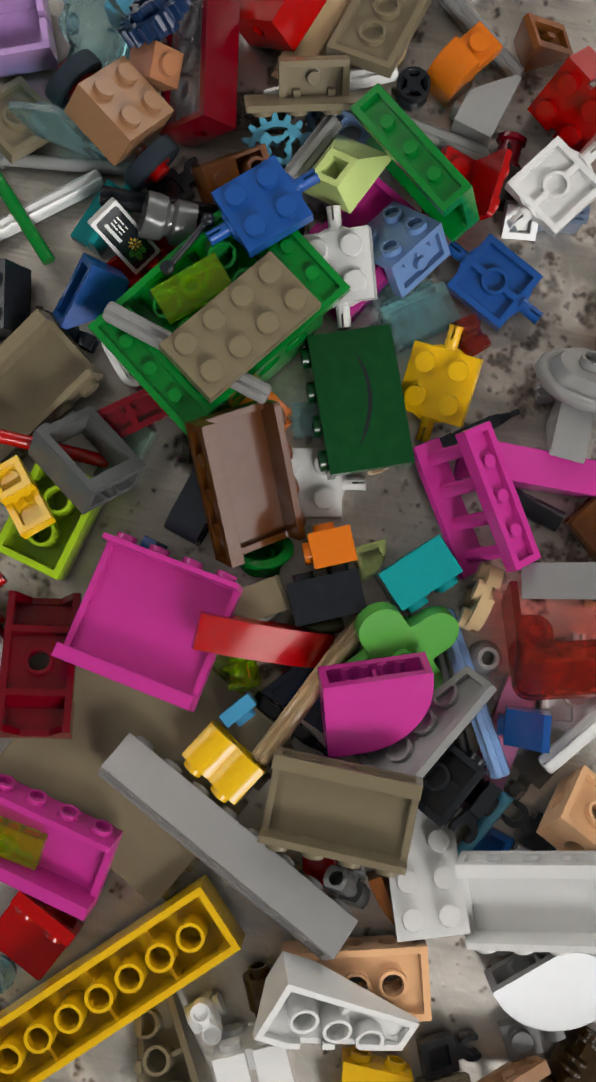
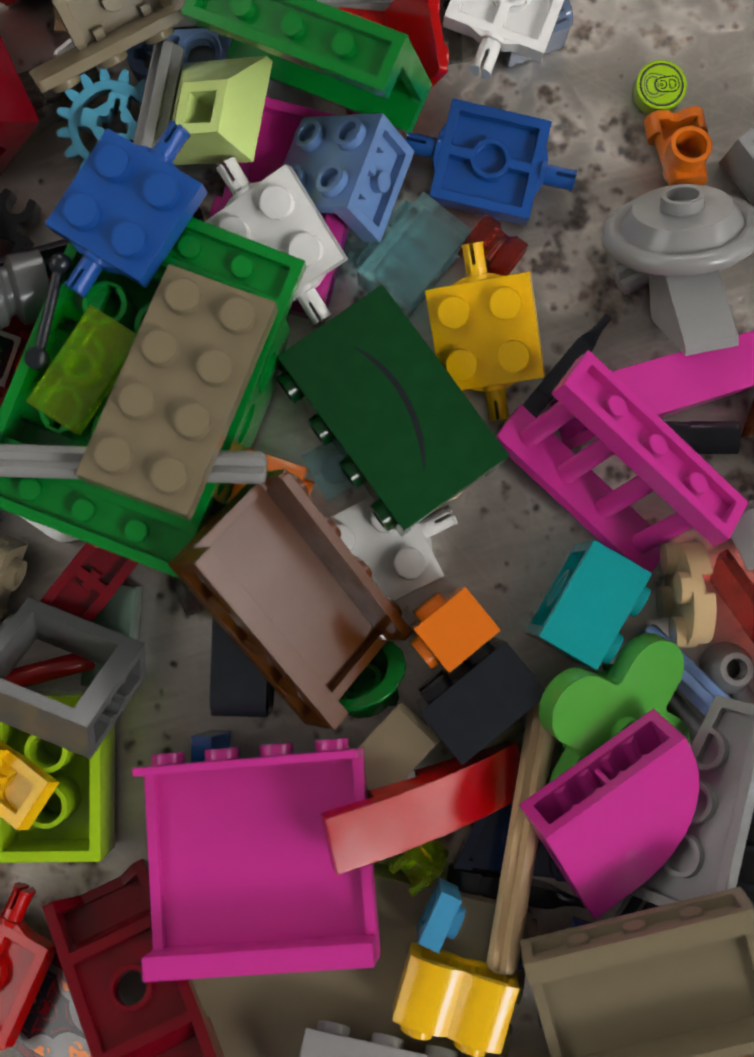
camera: 30 degrees left, 0 degrees up
(223, 169) = (46, 189): dark orange slope -> none
(370, 558) = (509, 611): yellowish green tile -> none
(526, 232) = (502, 72): white plate -> none

